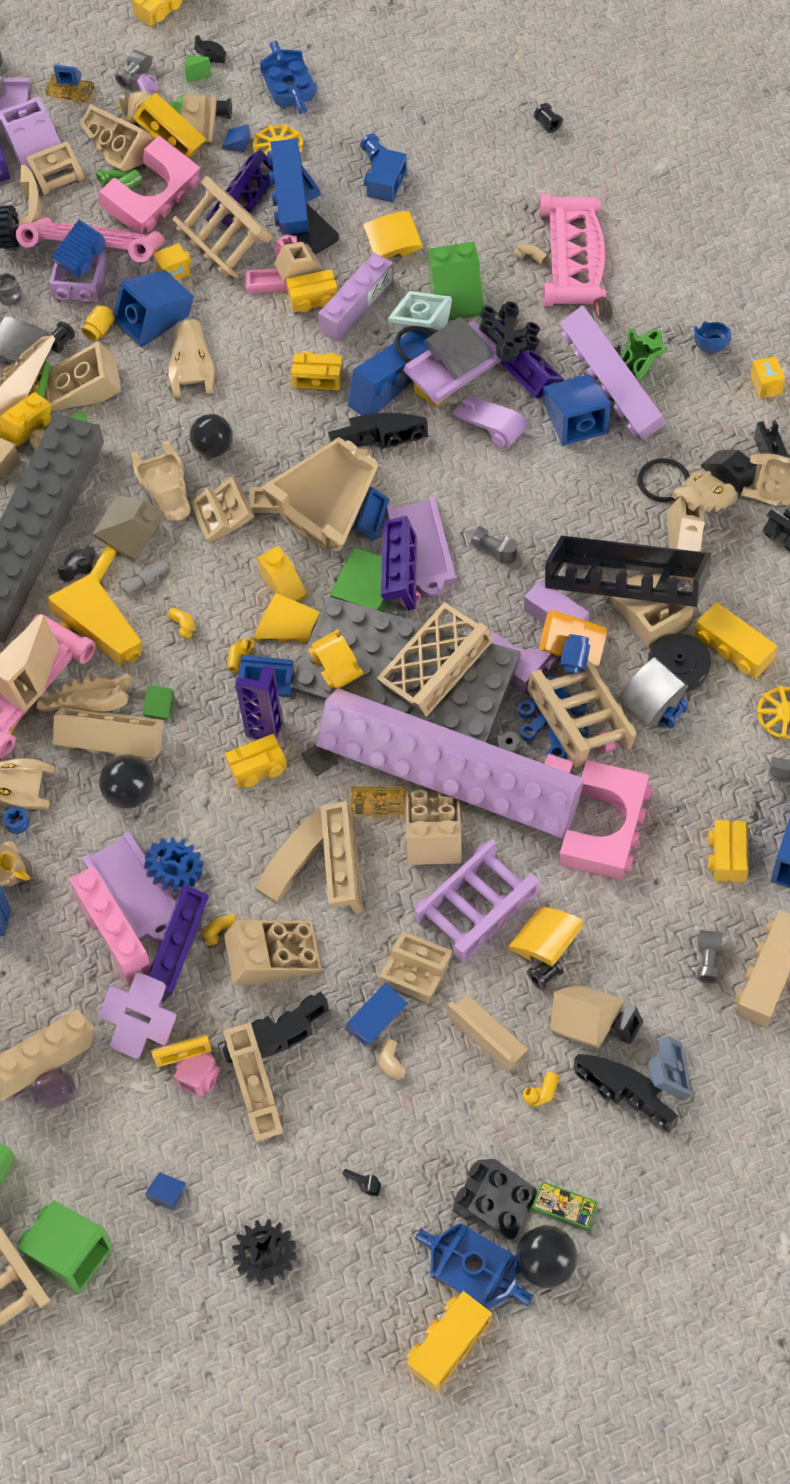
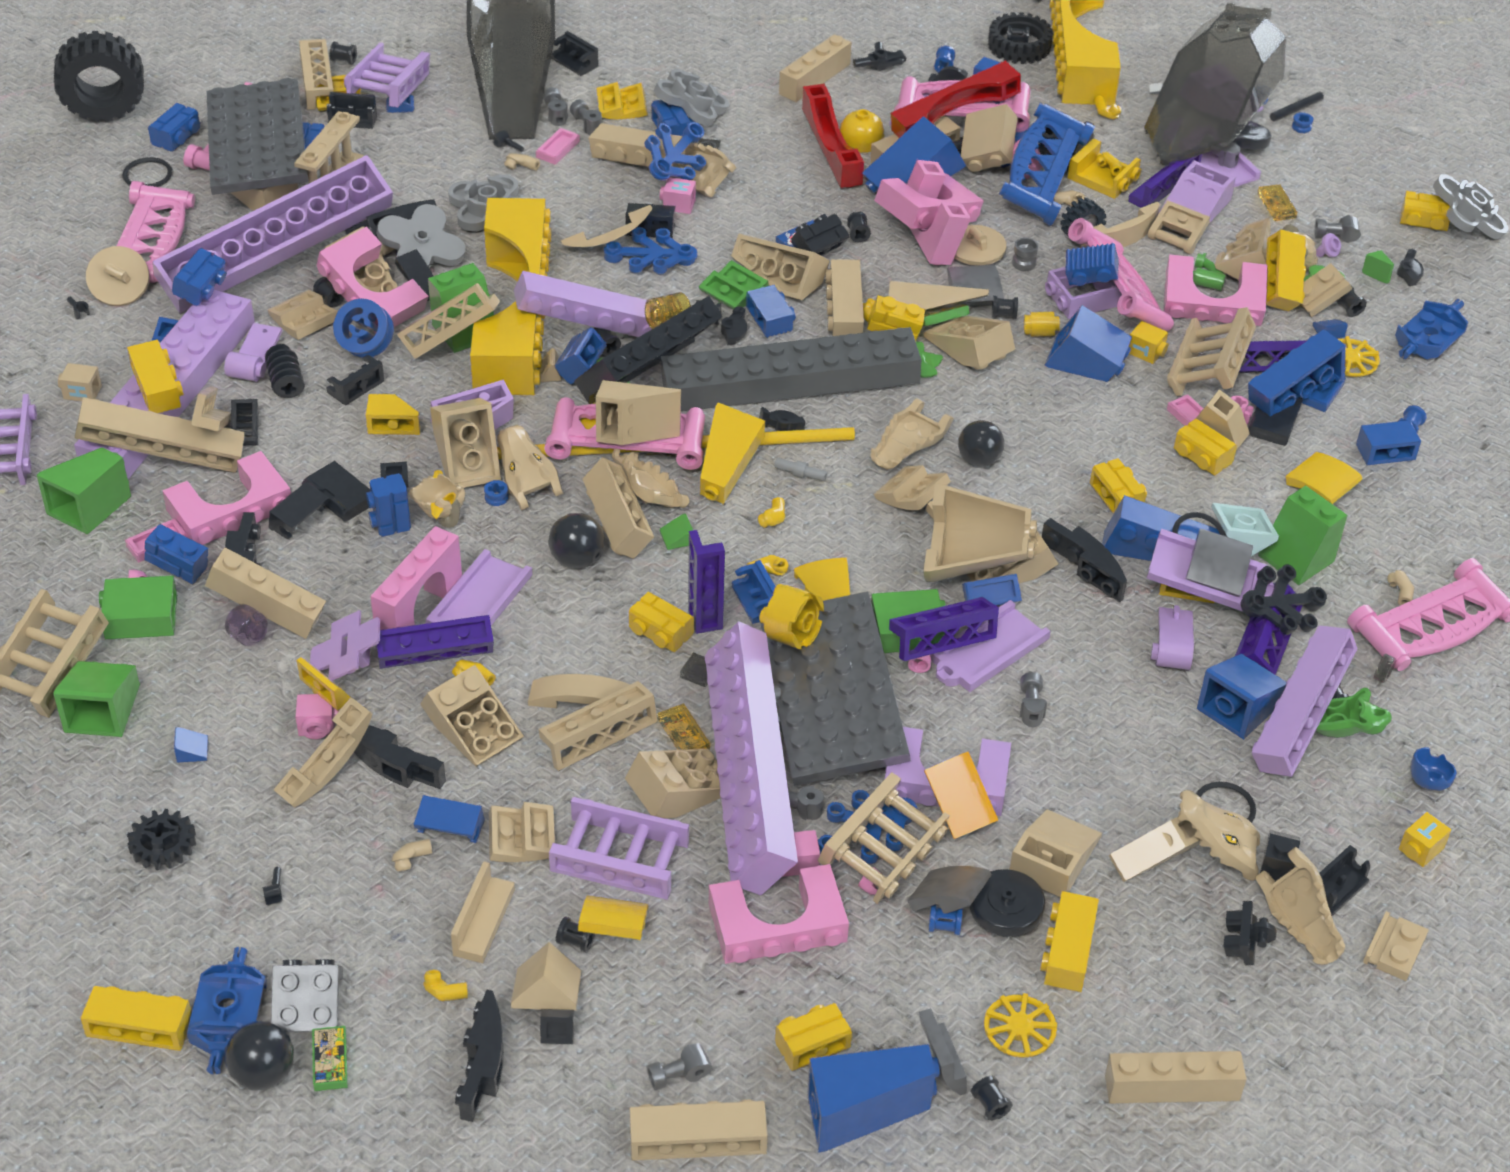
camera: 55 degrees right, 15 degrees down
(67, 75) = (1283, 189): blue slope -> none
(128, 525) = (840, 431): dark tan slope -> none
(173, 864) = (514, 608): blue gear -> none
(190, 358) = (1057, 400): tan animal -> none
(280, 574) = (871, 556): yellow slope -> none
(356, 297) = (1226, 478): lavender brick -> none
(447, 674) = (854, 703): tan fence -> none
(575, 654) = (939, 799): blue brick -> none
(627, 557) = (1113, 848): black window -> none
(669, 1068) = (522, 1087): sand blue plate -> none

